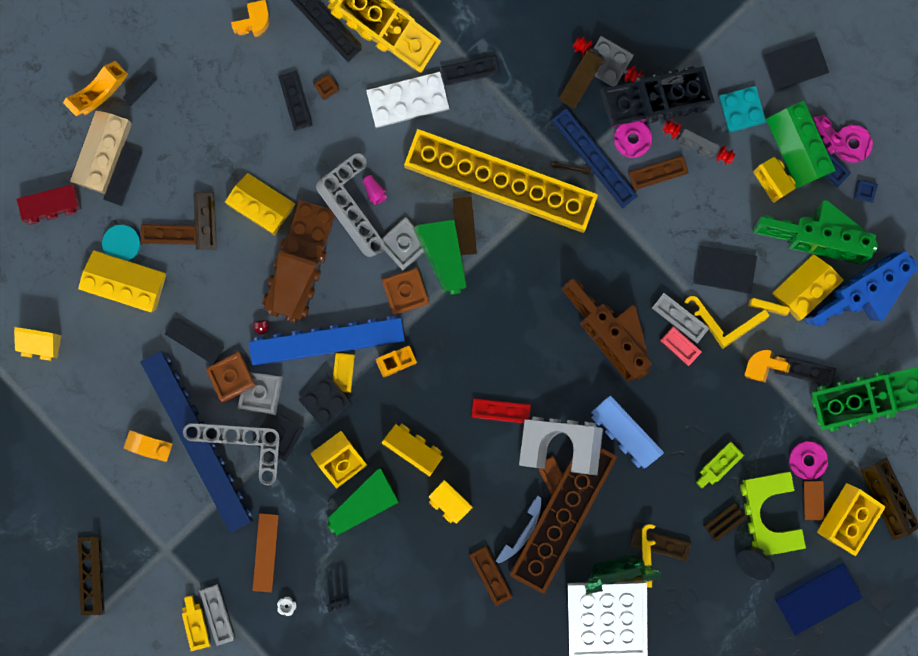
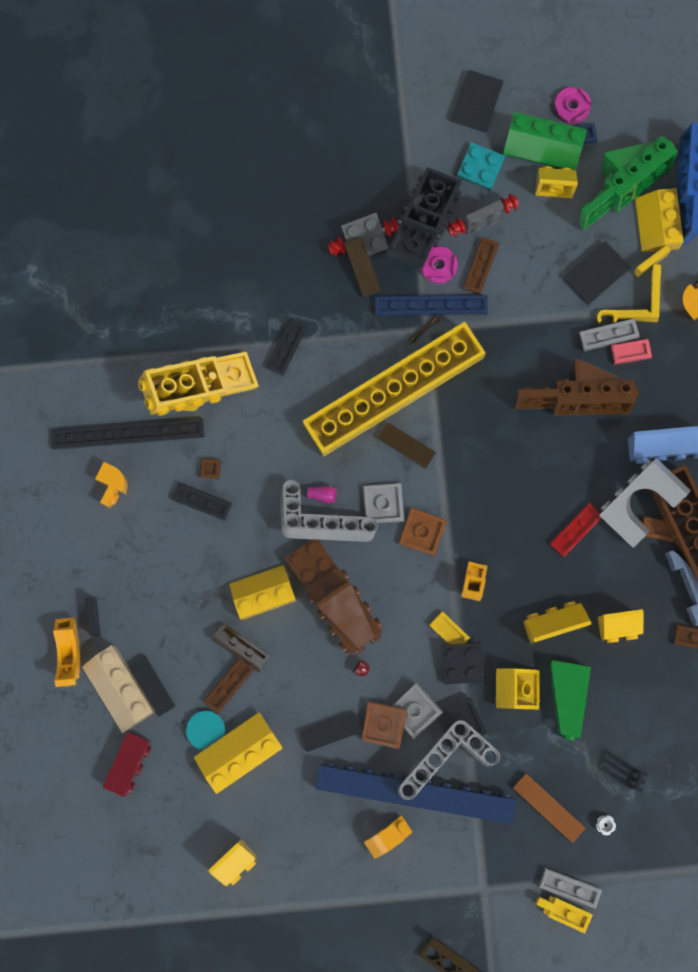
camera: 45 degrees left, 5 degrees down
(328, 341) = (413, 628): blue brick -> none
(407, 99) = (271, 413): white plate -> none
(443, 253) = (416, 478): green slope -> none
(831, 138) = (557, 115): dark pink hinge -> none
(865, 191) = (616, 123): dark blue tile -> none

